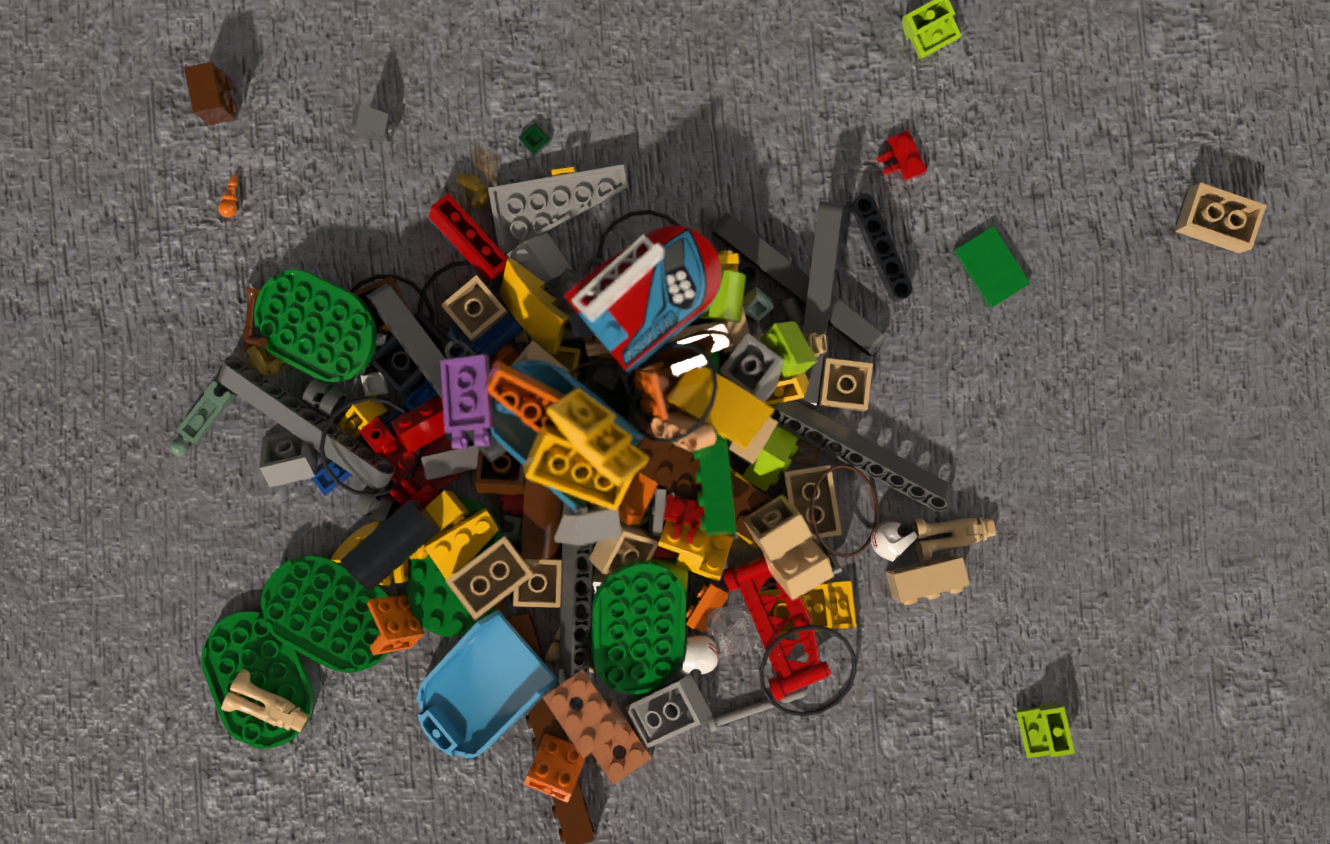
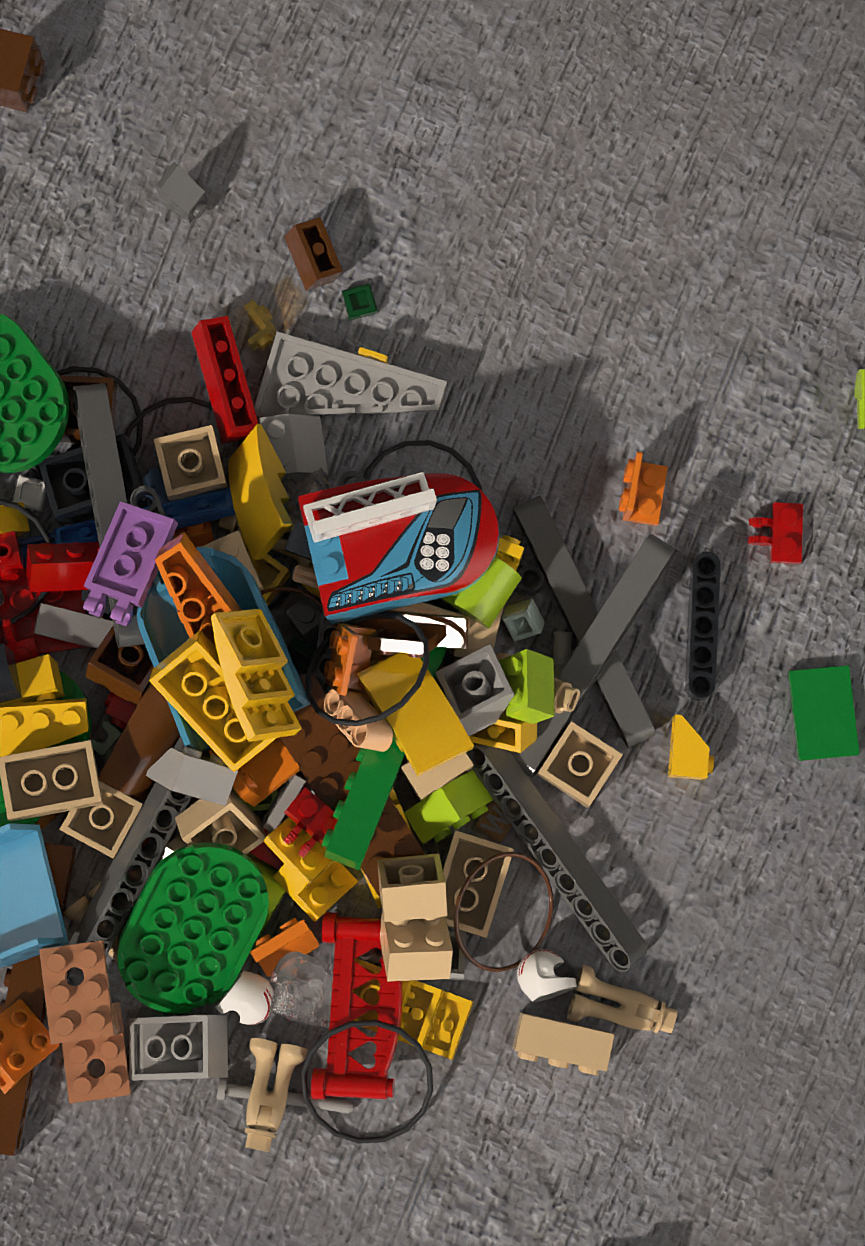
camera: 20 degrees right, 5 degrees down
(485, 120) = (313, 253): none -> reddish brown brick
(749, 722) = (265, 1108): none -> tan piece
(795, 175) = (645, 490): none -> orange bracket
(913, 339) = (688, 752): none -> yellow slope

